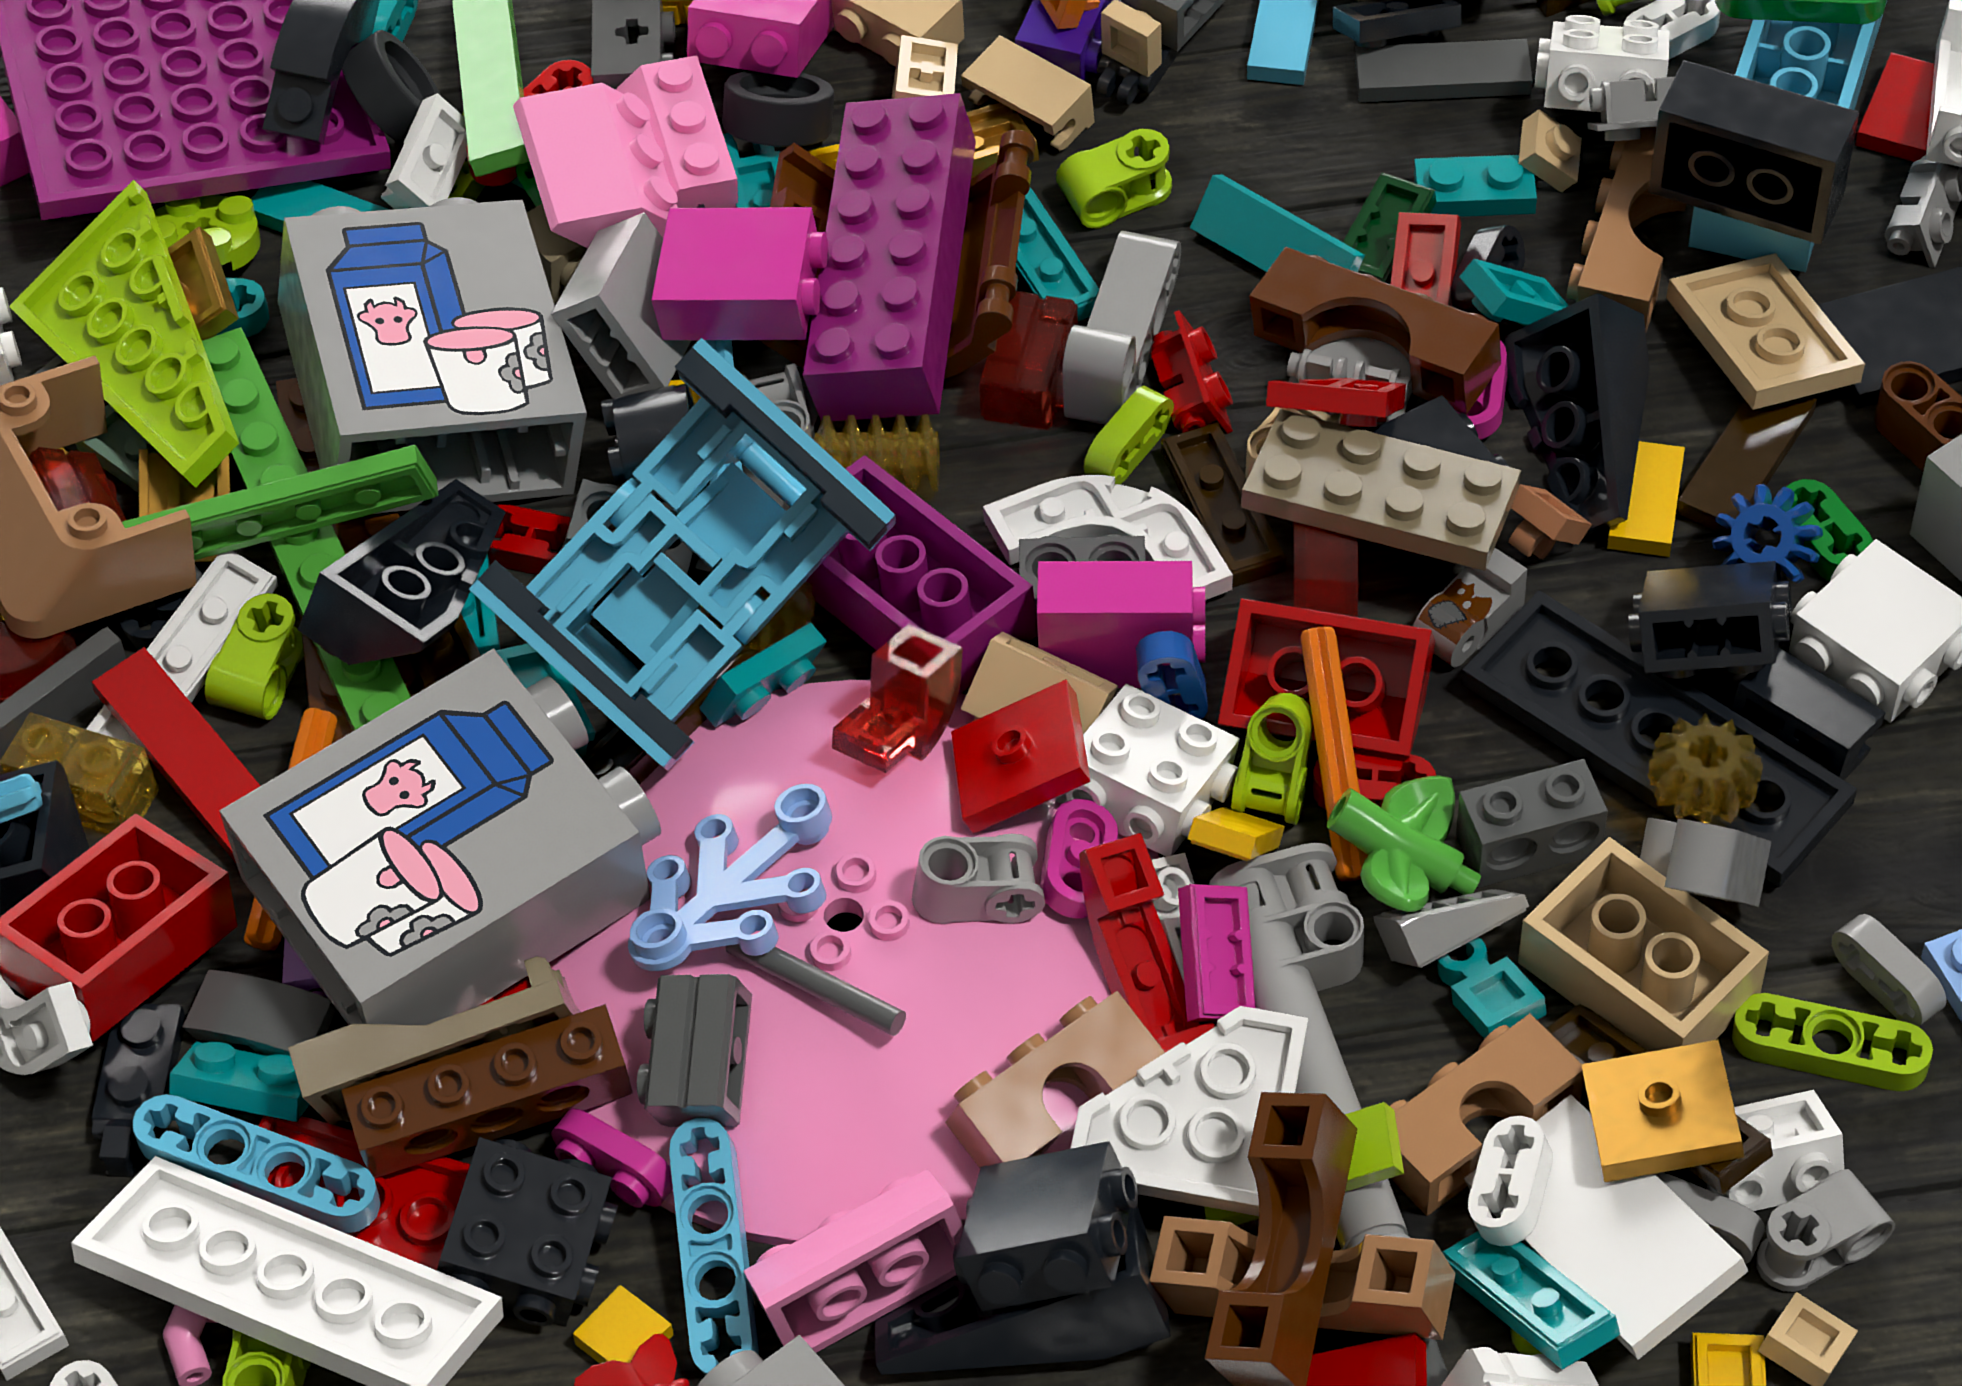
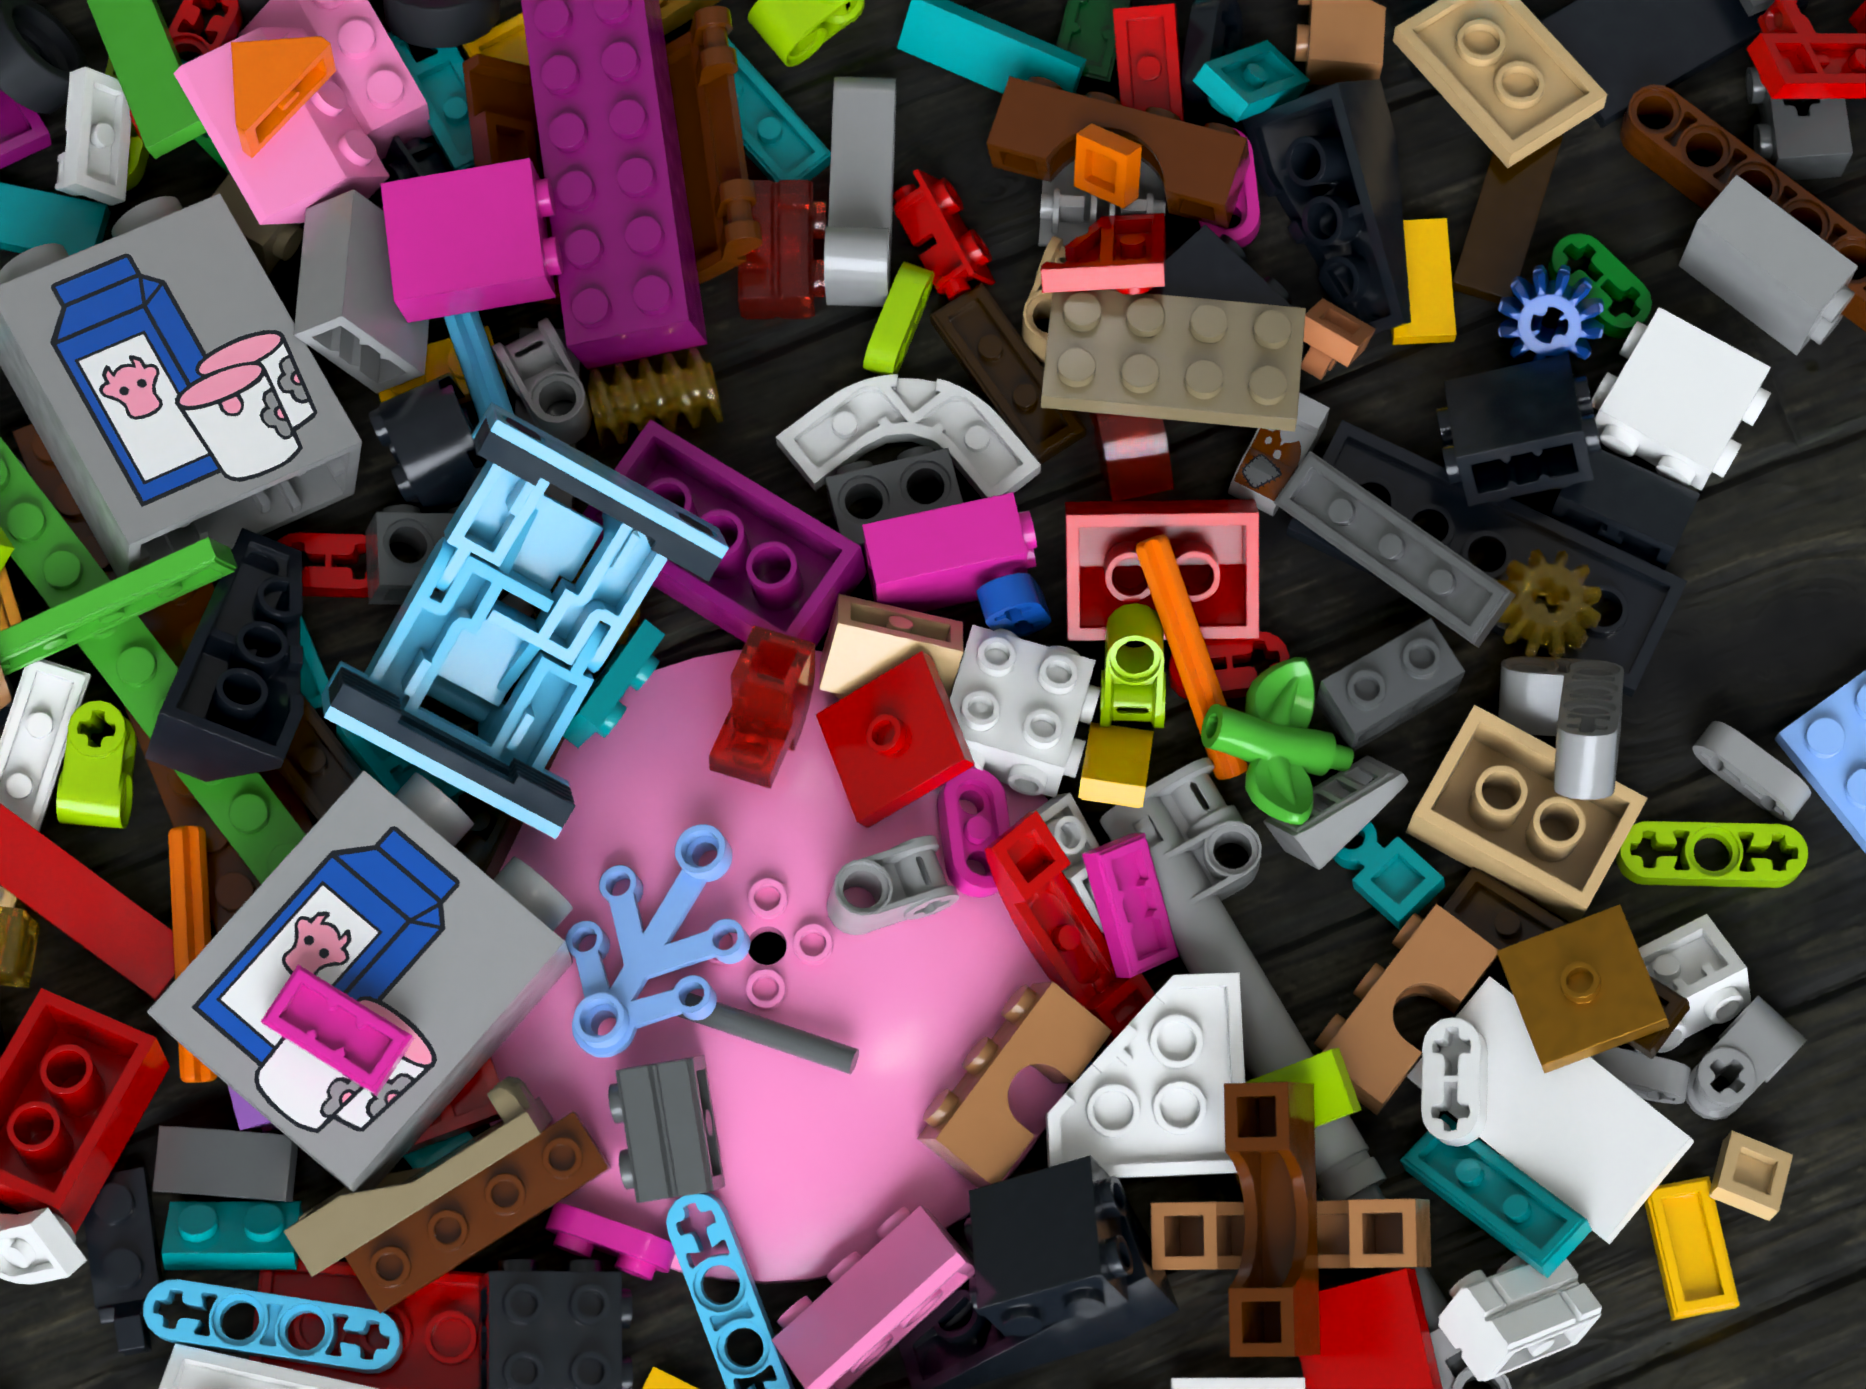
camera: 15 degrees left, 20 degrees up
(393, 854) = (337, 1030): none -> dark pink plate
(600, 115) = (274, 82): none -> orange slope
(1359, 329) = (1107, 165): none -> orange plate
(1562, 693) = (1394, 549): none -> flat silver tile

